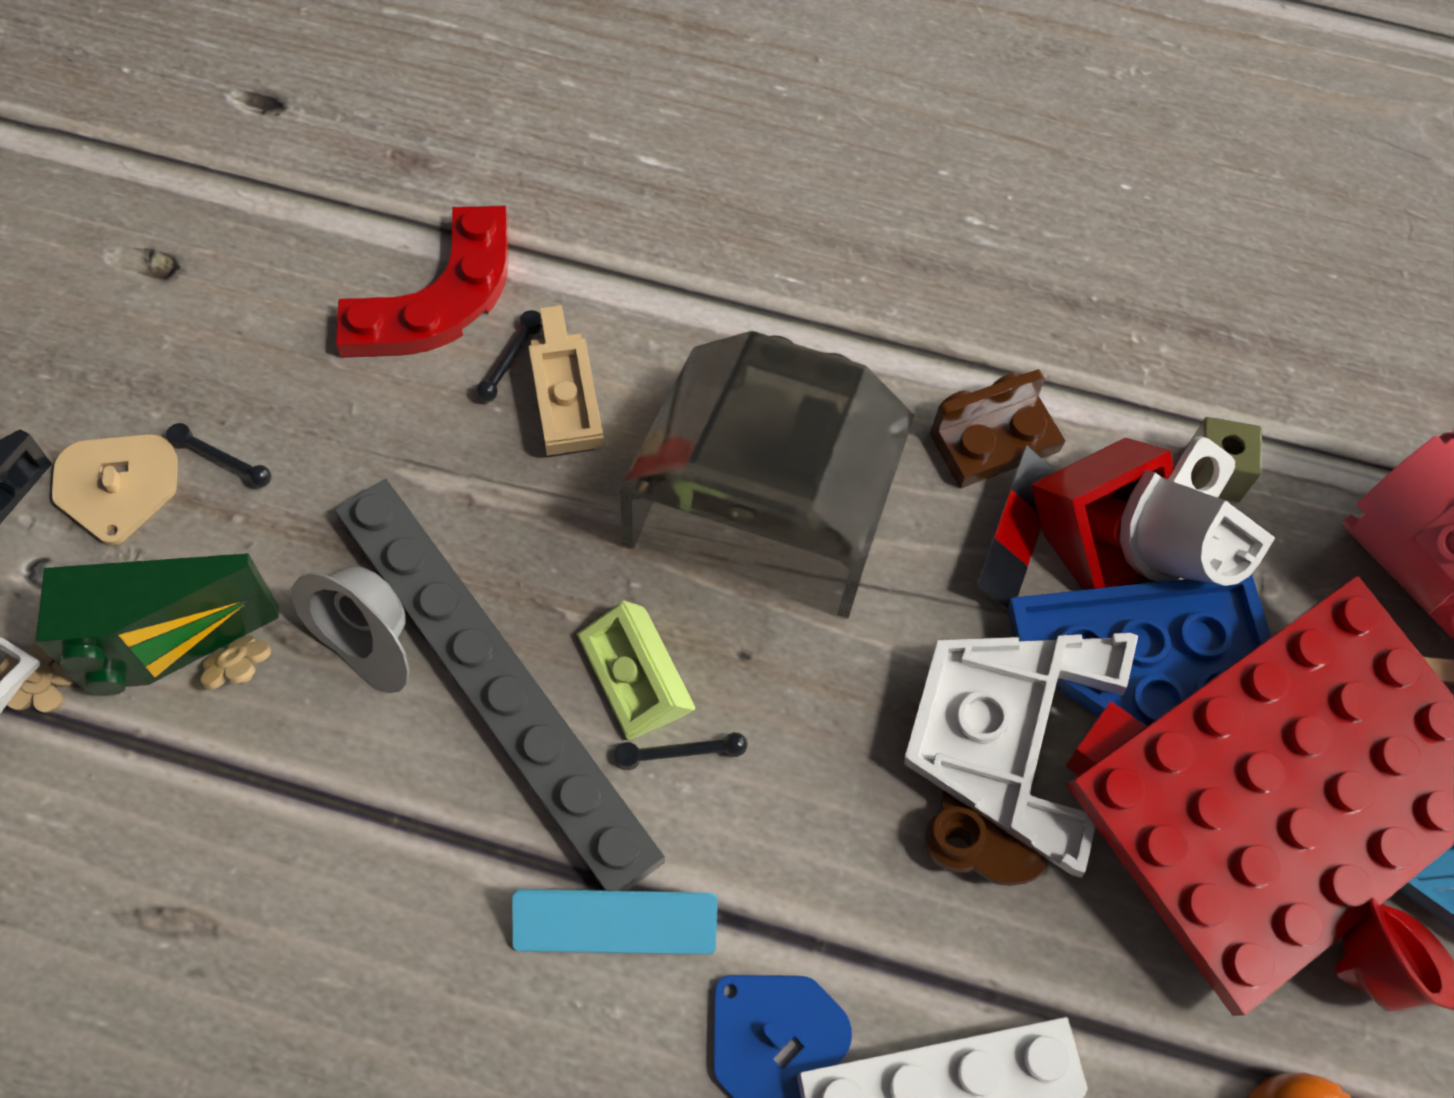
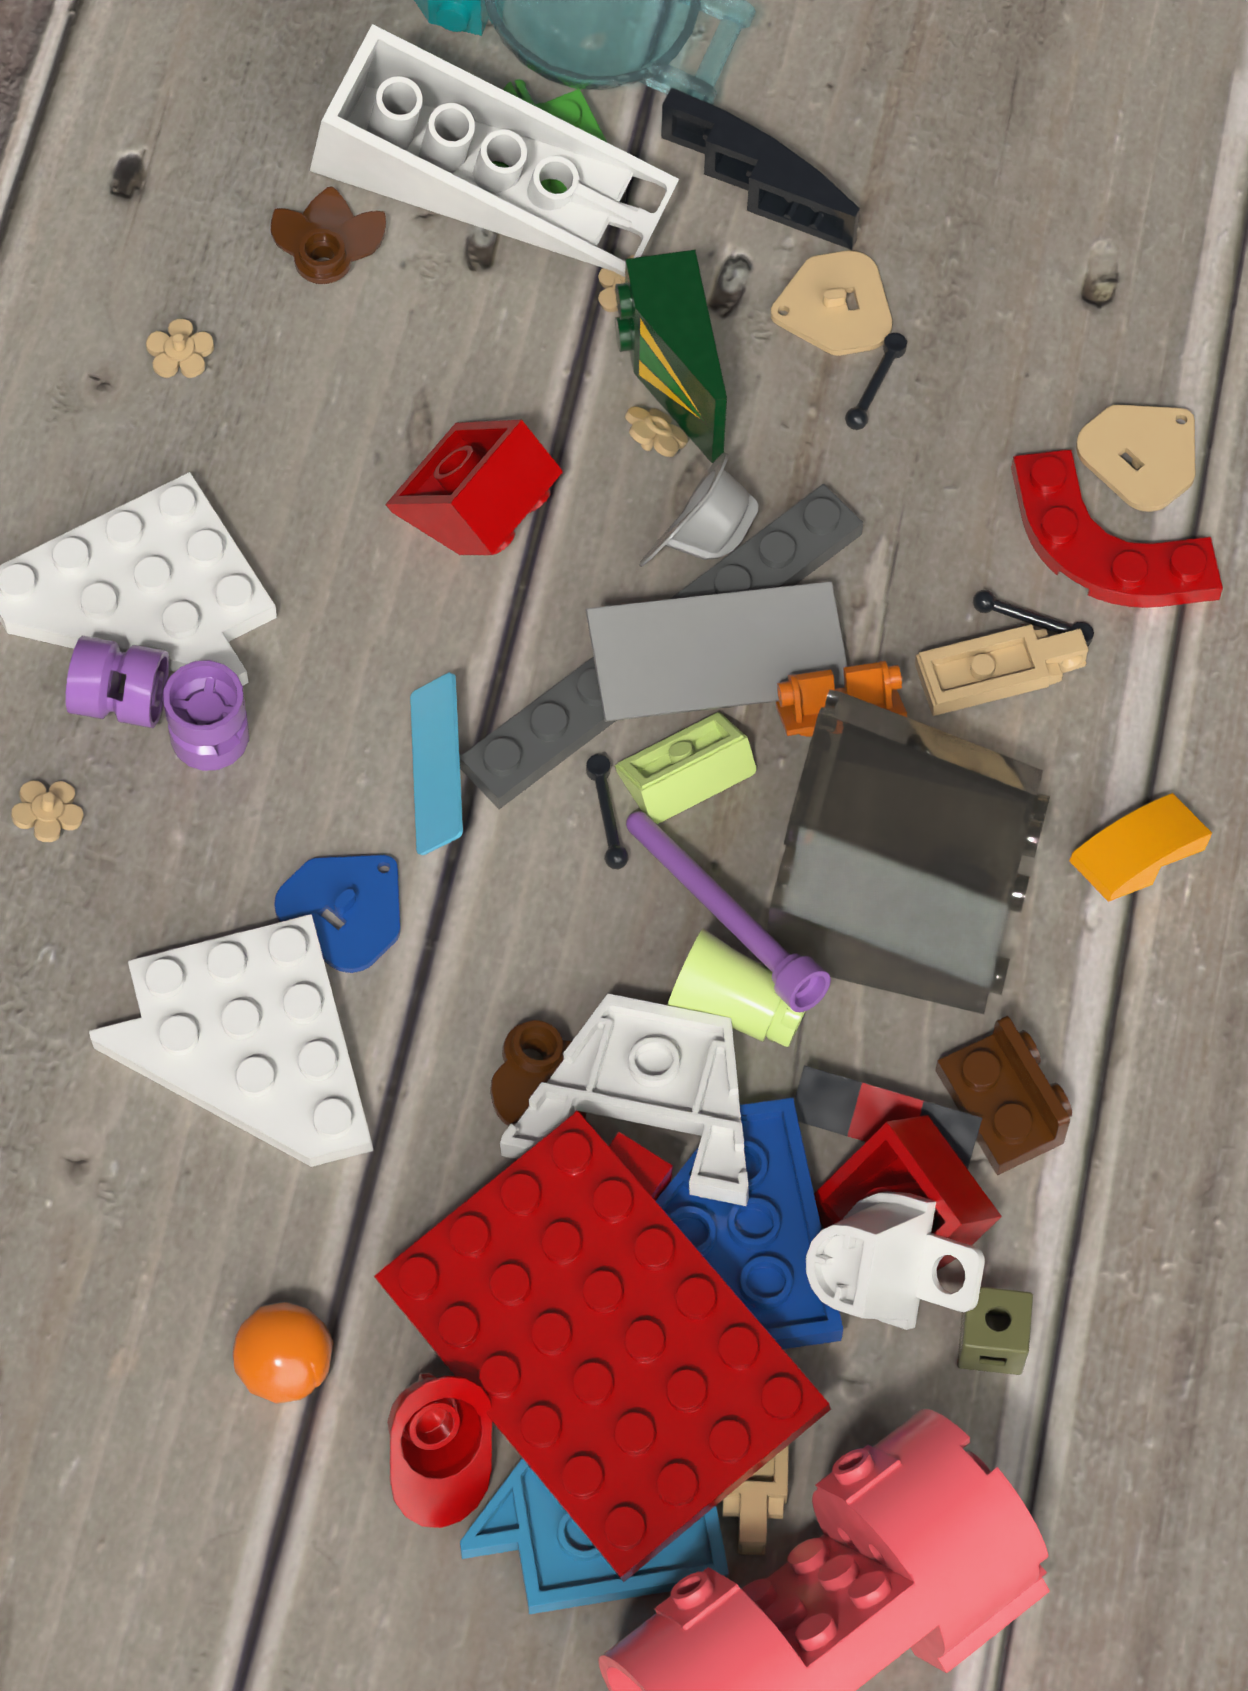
camera: 90 degrees right, 0 degrees up
(267, 856) = (477, 486): none -> red slope
(344, 237) = (1158, 449): none -> tan piece
(521, 624) = (712, 649): none -> light grey piece
(591, 516) = (807, 692): none -> orange hinge
(760, 293) = (1137, 845): none -> light orange slope
(900, 639) = (736, 987): none -> yellowish green plant
(914, 567) = (796, 977): none -> medium lavender piece

